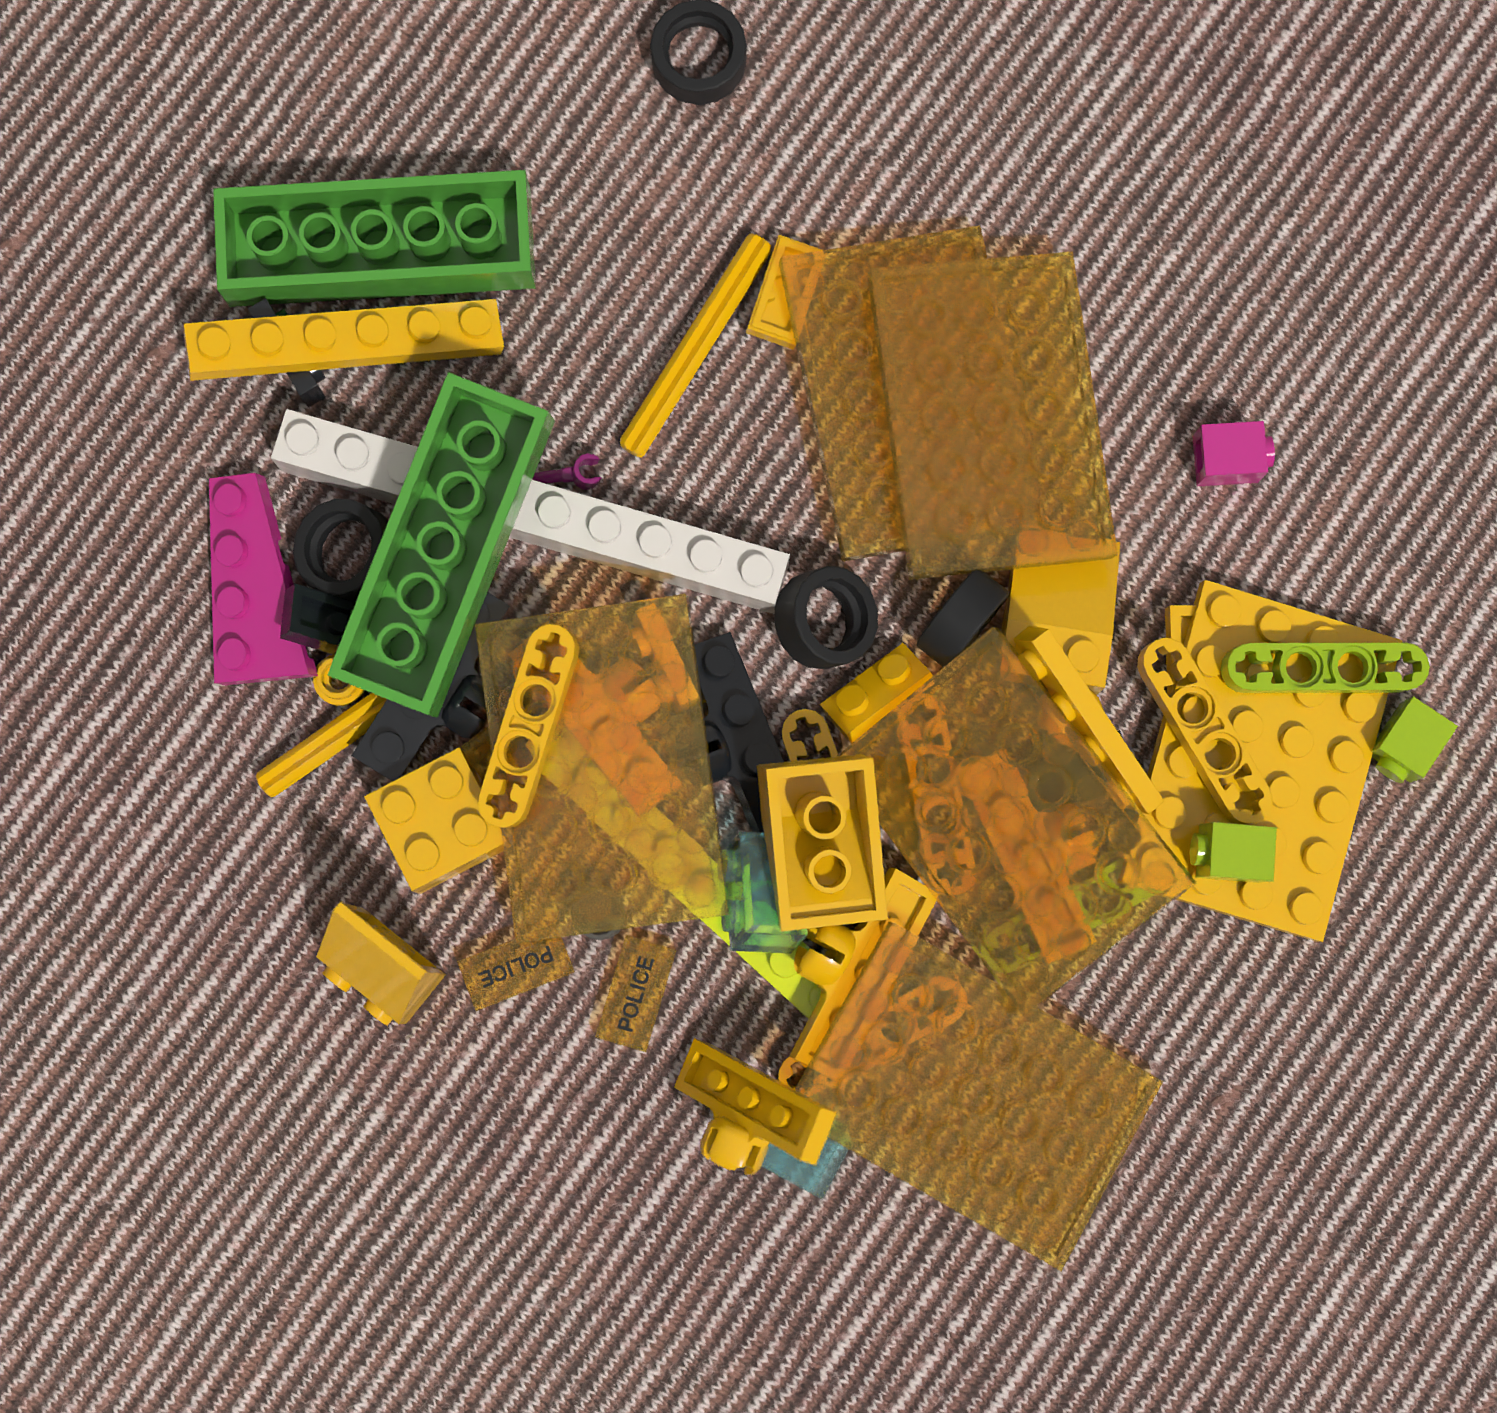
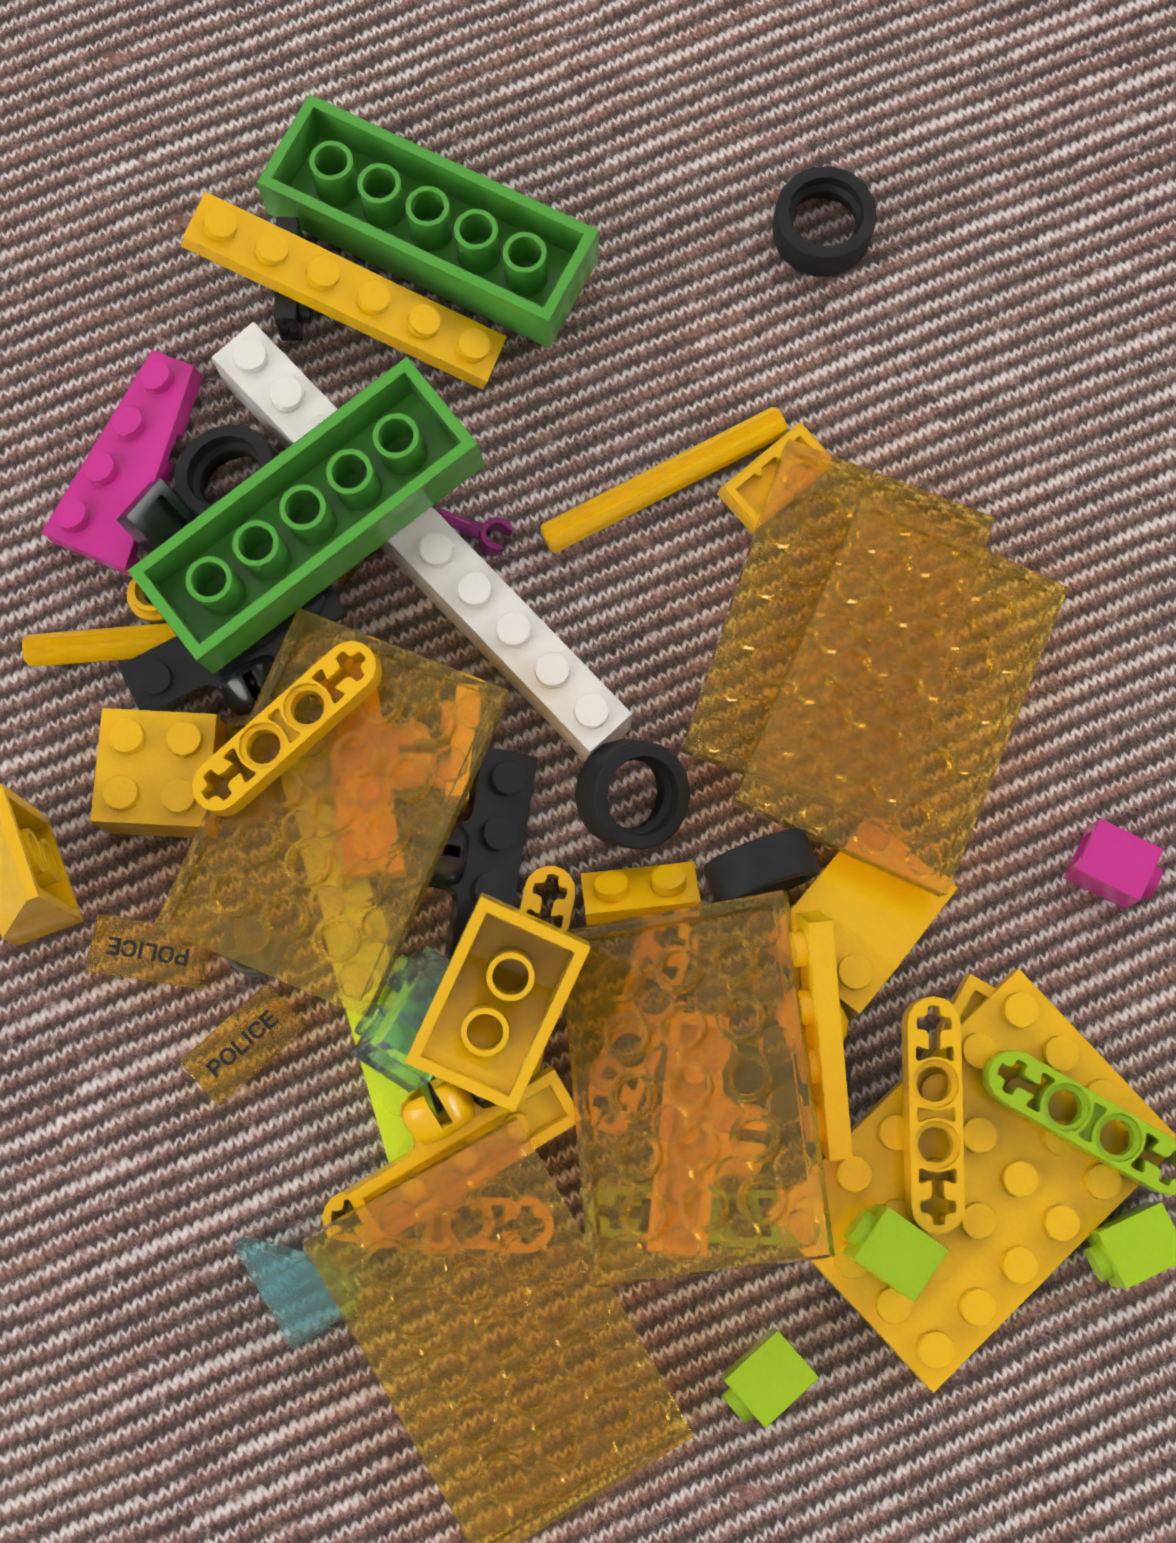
camera: 30 degrees right, 5 degrees down
(750, 1111) = (270, 1222): yellow plate -> none
(1192, 1006) = (766, 1379): none -> lime brick

